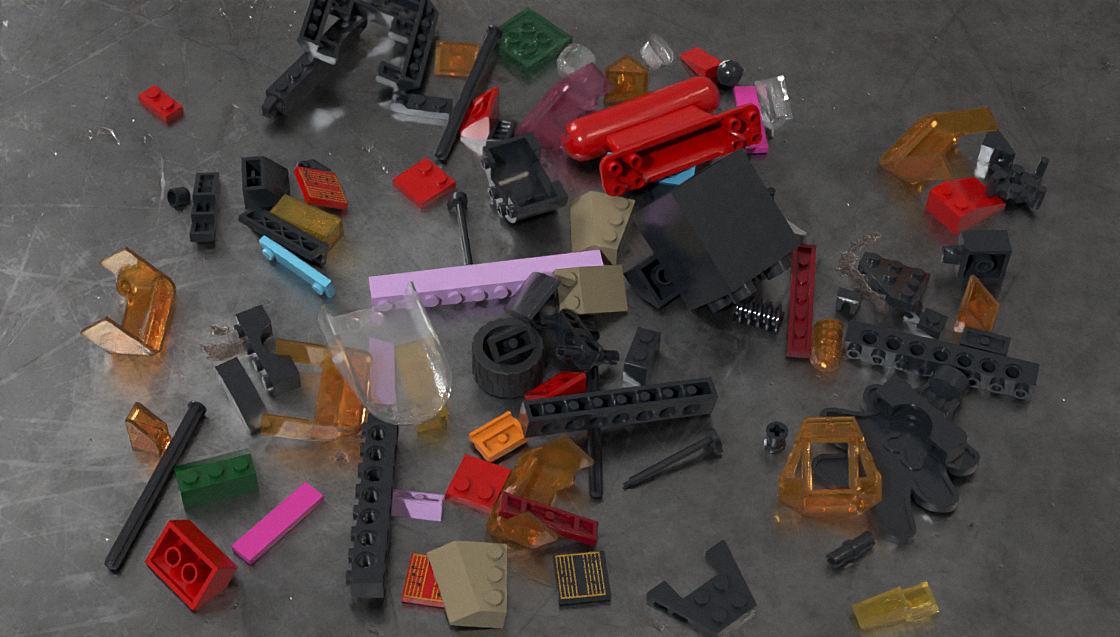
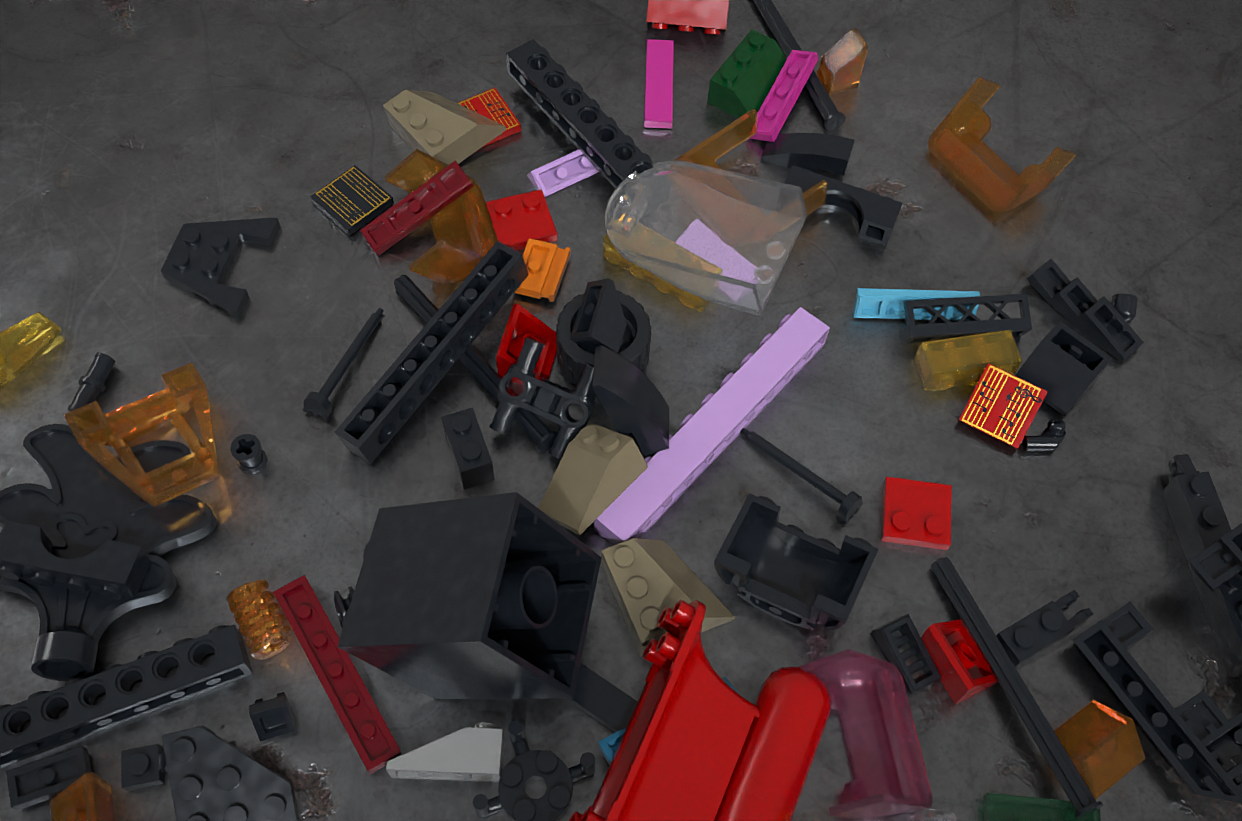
camera: 140 degrees right, 10 degrees up
(210, 443) = (784, 94): none -> dark pink tile

